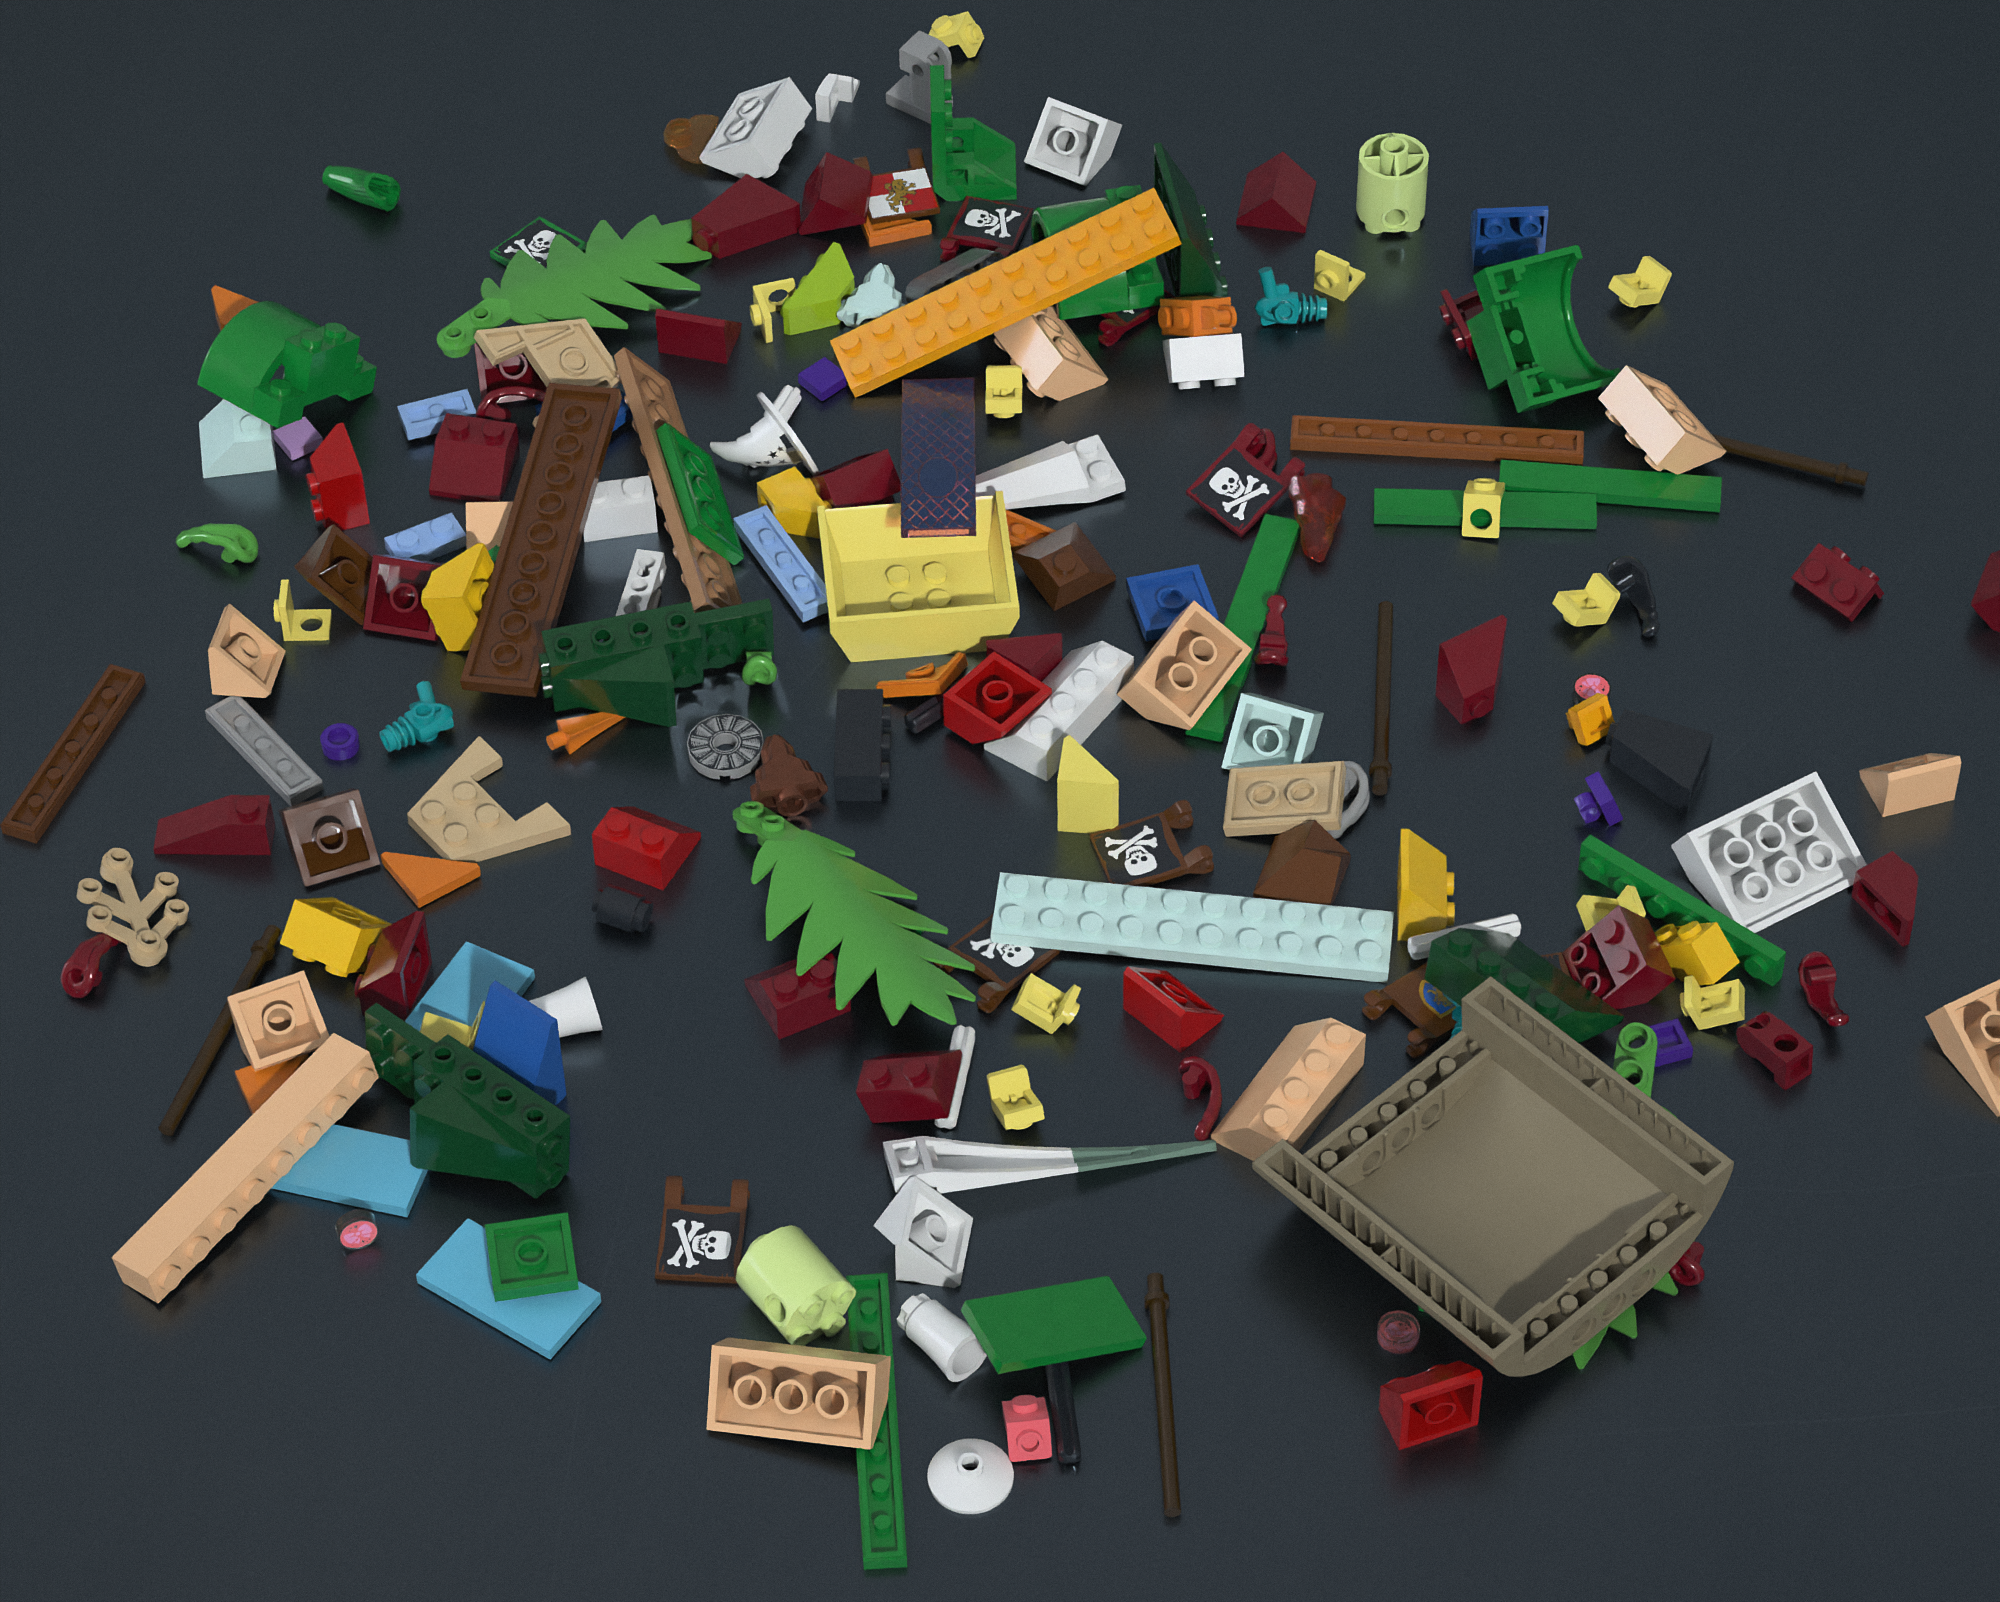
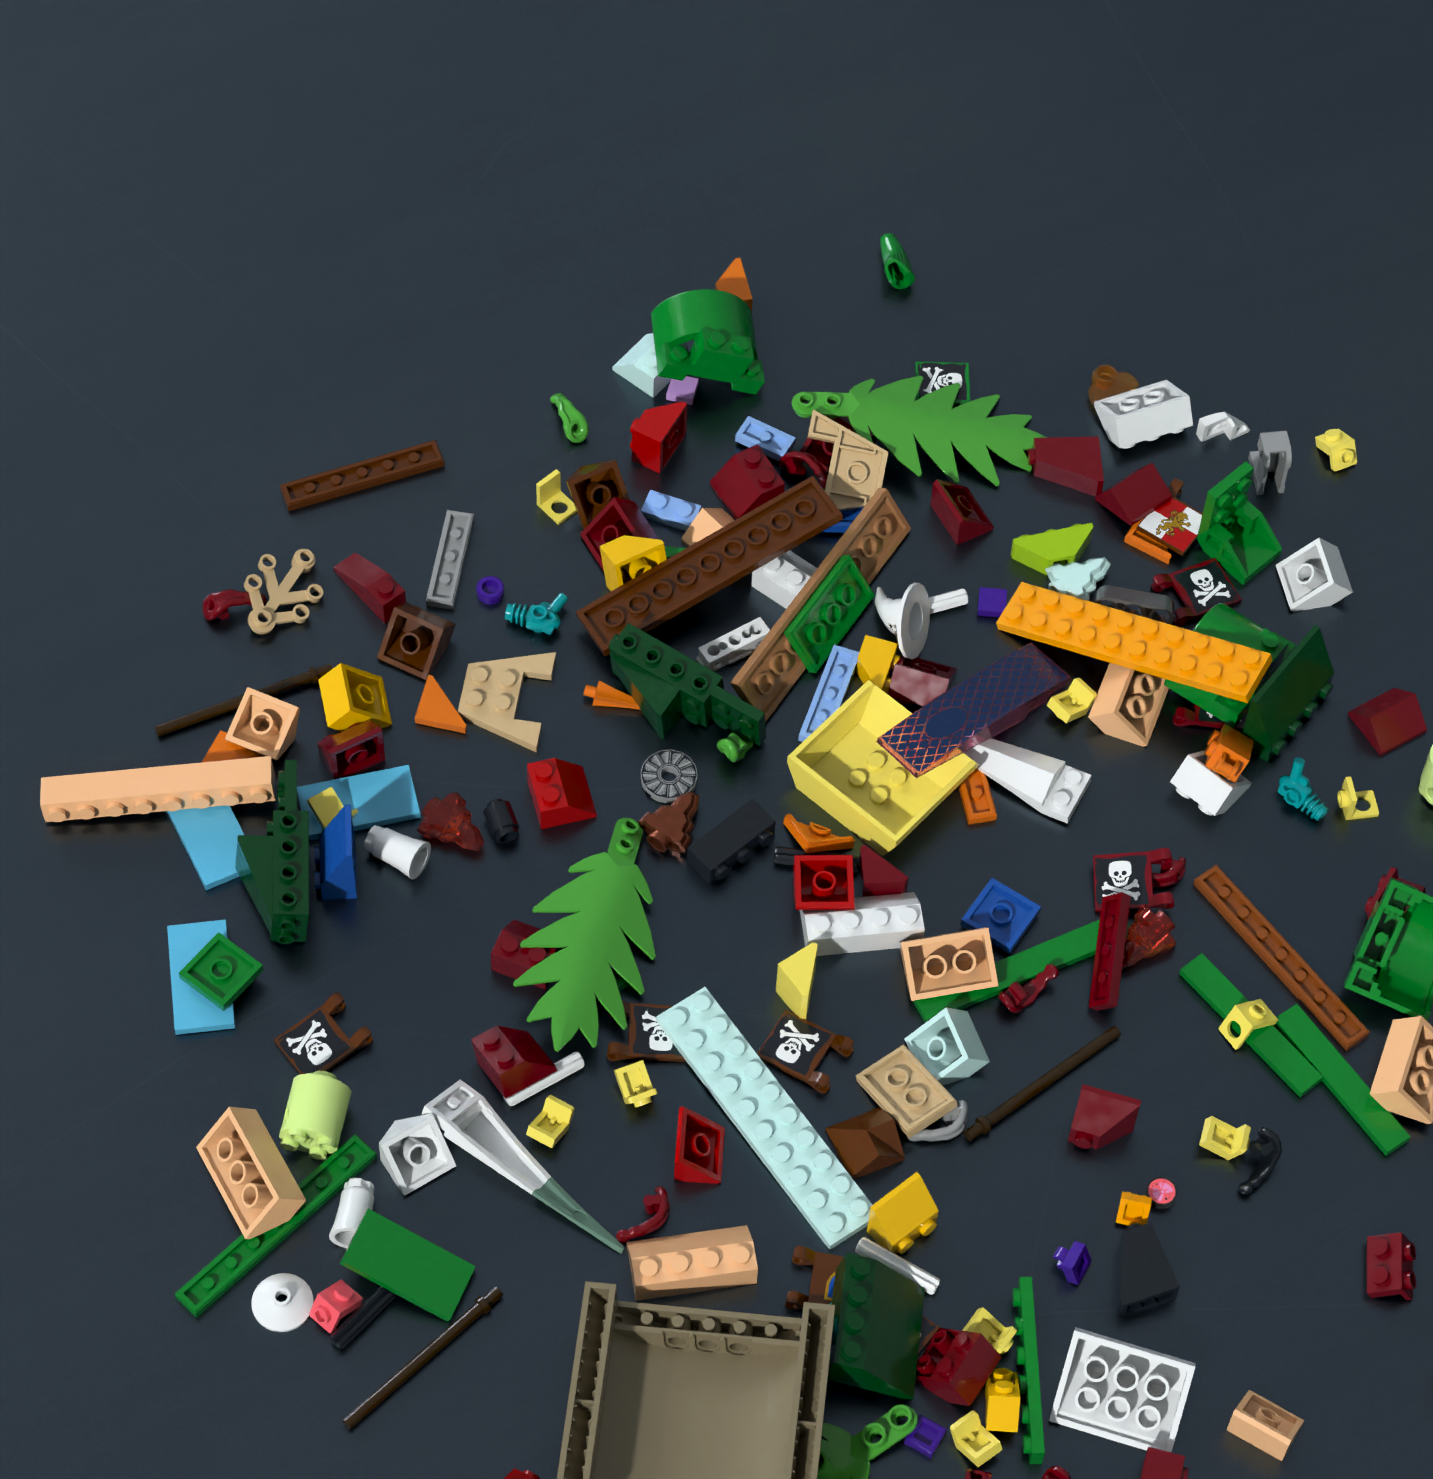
camera: 45 degrees right, 10 degrees up
(242, 657) = (493, 496): light nougat slope -> none
(357, 1229) = (169, 873): tile -> none
(577, 952) = (450, 822): none -> clear red rock
(762, 306) = (1013, 524): light yellow bracket -> none
(1064, 566) = (973, 838): reddish brown slope -> none
(1305, 545) = (1109, 951): none -> dark red plate

